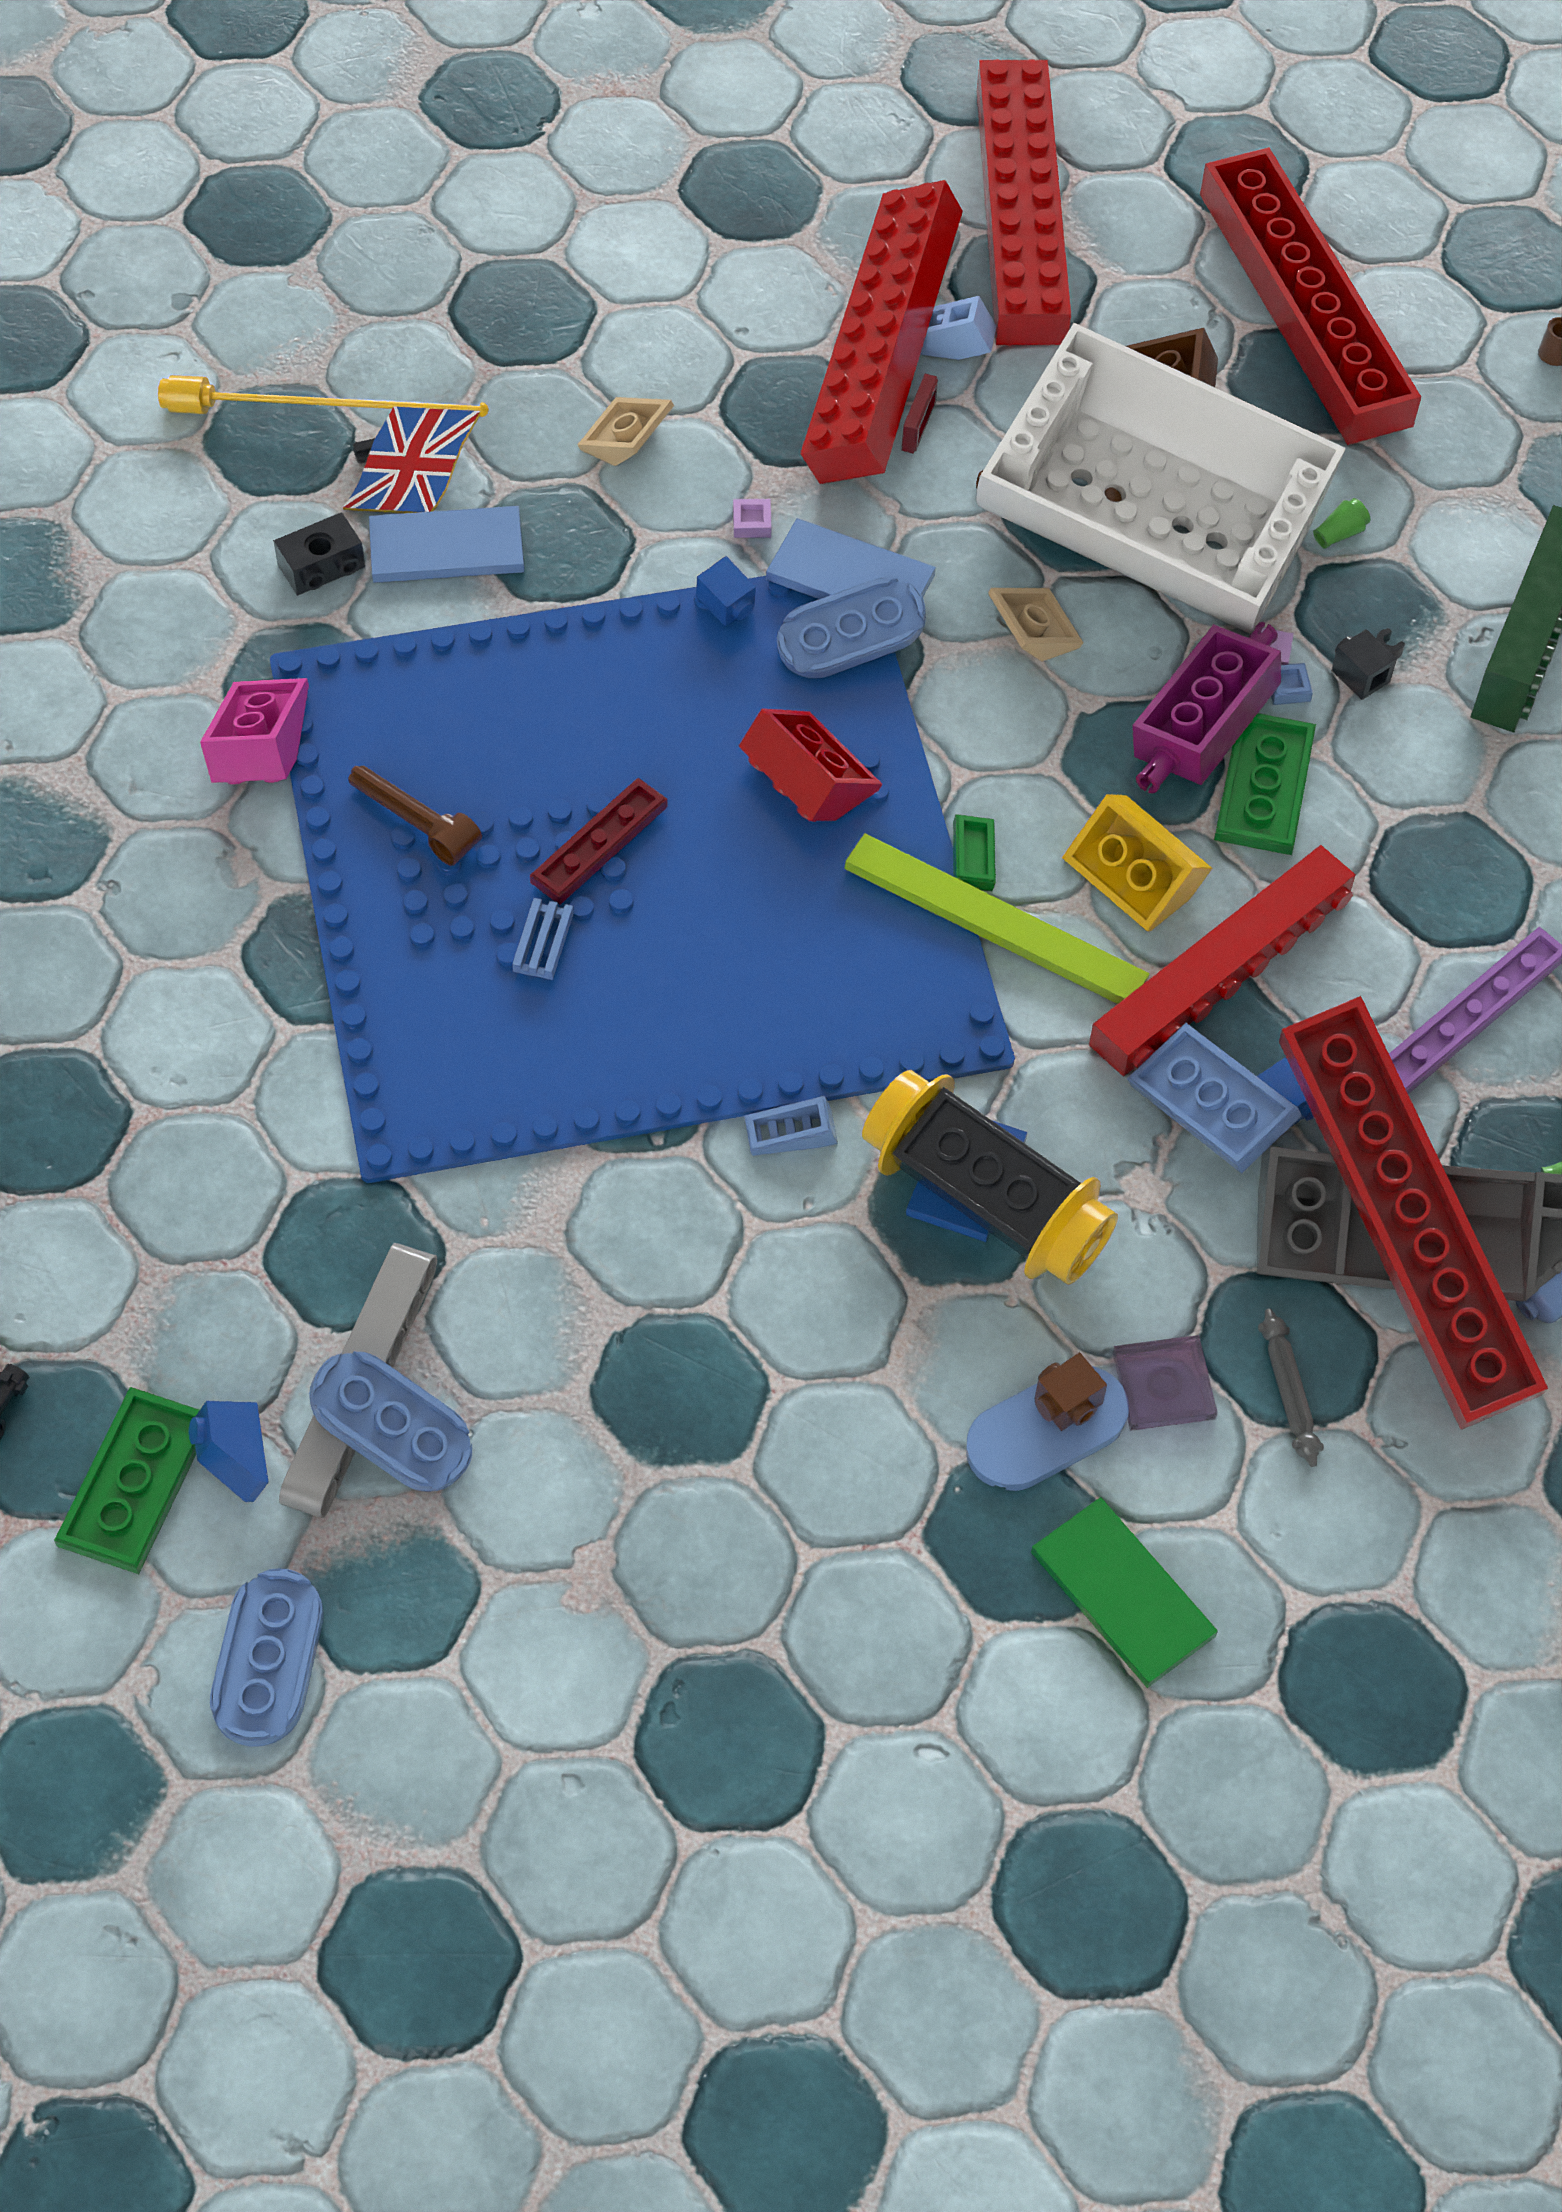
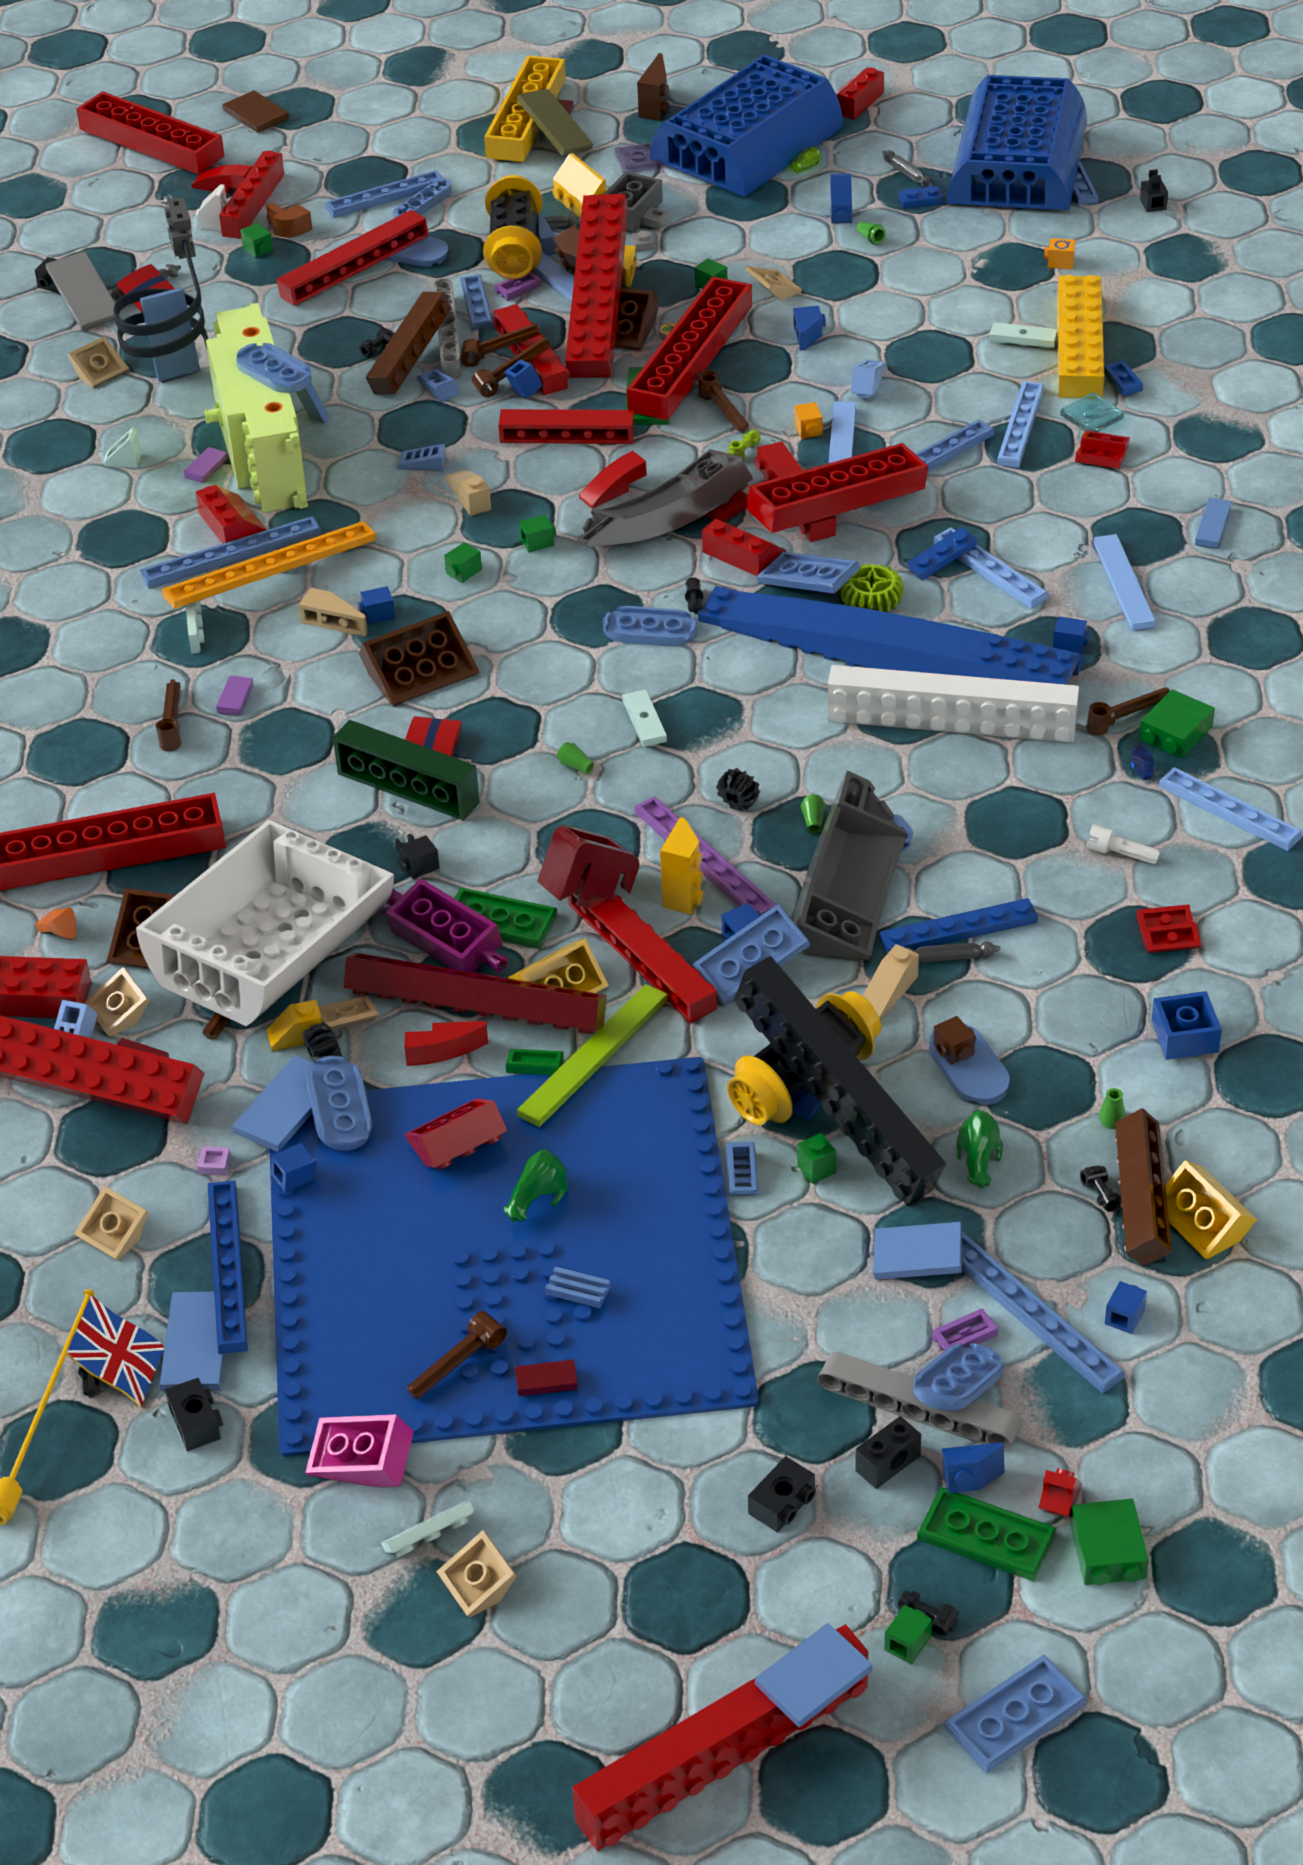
camera: 80 degrees left, 15 degrees down
(66, 877) = (477, 1575): none -> tan slope
(102, 1637) = (1109, 1542): none -> green brick
(142, 818) = (428, 1529): none -> light aqua tile
(181, 1192) = (787, 1479): none -> black brick
(186, 1565) = (1059, 1492): none -> red brick
(261, 1338) = (888, 1452): none -> black brick
(266, 1658) = (1119, 1459): medium blue tile -> none
(387, 920) = (546, 1377): none -> dark red tile
(516, 1467) = (967, 1335): none -> medium lavender tile
(541, 1533) = (1039, 1317): none -> medium blue tile
(547, 1660) = (1125, 1307): none -> blue brick
(562, 553) = (227, 1268): none -> blue tile
(598, 841) = (497, 1254): dark red tile -> none
(643, 1365) = (918, 1250): none -> medium blue tile
(723, 867) = (542, 1175): none -> green piece
(757, 1779) = (1205, 1210): none -> yellow slope
(789, 1680) = (1142, 1187): none -> reddish brown brick
(811, 1217) = (816, 1158): none -> green brick
(817, 1614) = (1097, 1177): none -> black bar
(863, 1434) = (979, 1137): none -> green piece
(905, 1202) = (839, 1081): none -> black brick
(955, 595) = (320, 1042): none -> black gear
(957, 1639) = (1112, 1108): none -> bright green cone
(991, 736) = (444, 1042): none -> red slope
(999, 566) = (290, 1025): none -> yellow slope
(1010, 371) = (118, 1003): none -> tan slope
(1078, 758) = (475, 992): none -> dark red brick
(1124, 1592) = (1079, 1039): green tile -> none
(1154, 285) = (60, 922): none -> orange tile
(1157, 1749) = (1186, 1025): none -> blue brick
(1165, 1382) = (939, 1004): clear purple tile -> none
(1196, 1300) = (892, 979): none -> tan slope
(1357, 1405) = (961, 926): none -> blue plate
(1362, 872) = (586, 854): none -> dark red piece
(1383, 970) = (681, 869): none -> yellow slope
(1406, 1733) = (1168, 928): none -> red slope
(1412, 1213) = (853, 863): red brick -> none

